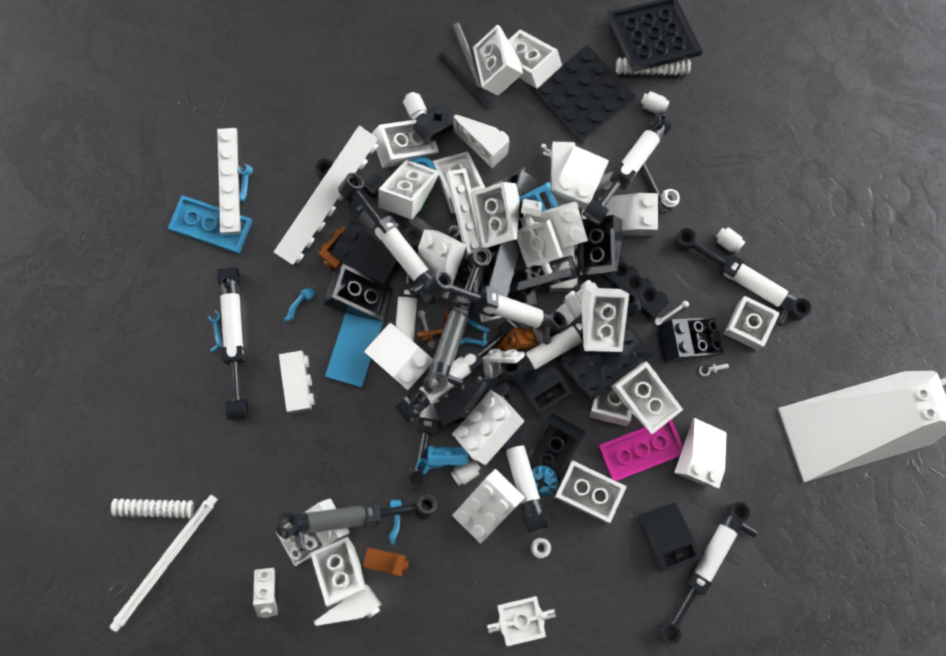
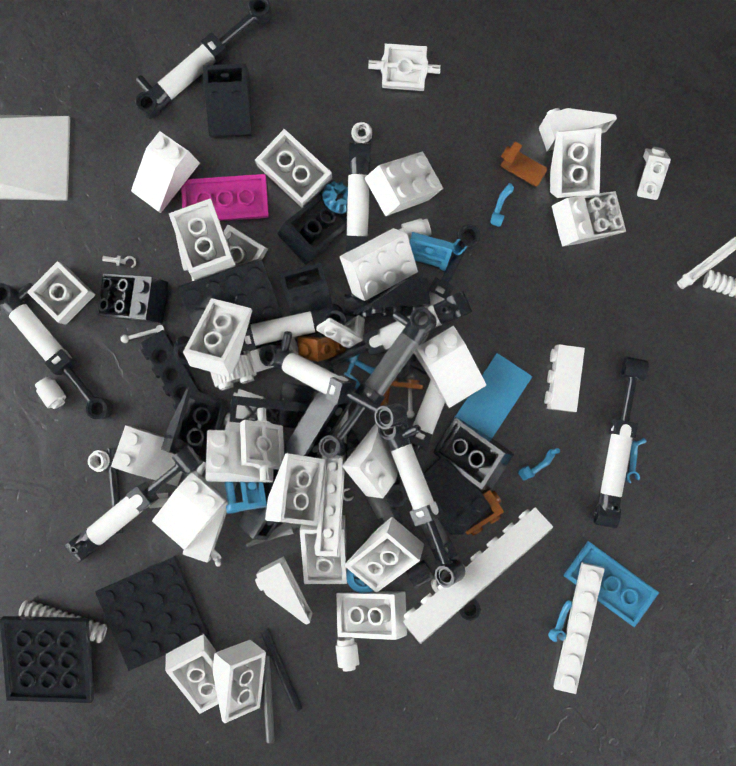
camera: 160 degrees left, 10 degrees up
(365, 515) = (554, 213): piece -> none
(434, 123) = (331, 625): black brick -> none
(531, 207) = (257, 484): white tile -> none
(654, 103) = (76, 576): white brick -> none

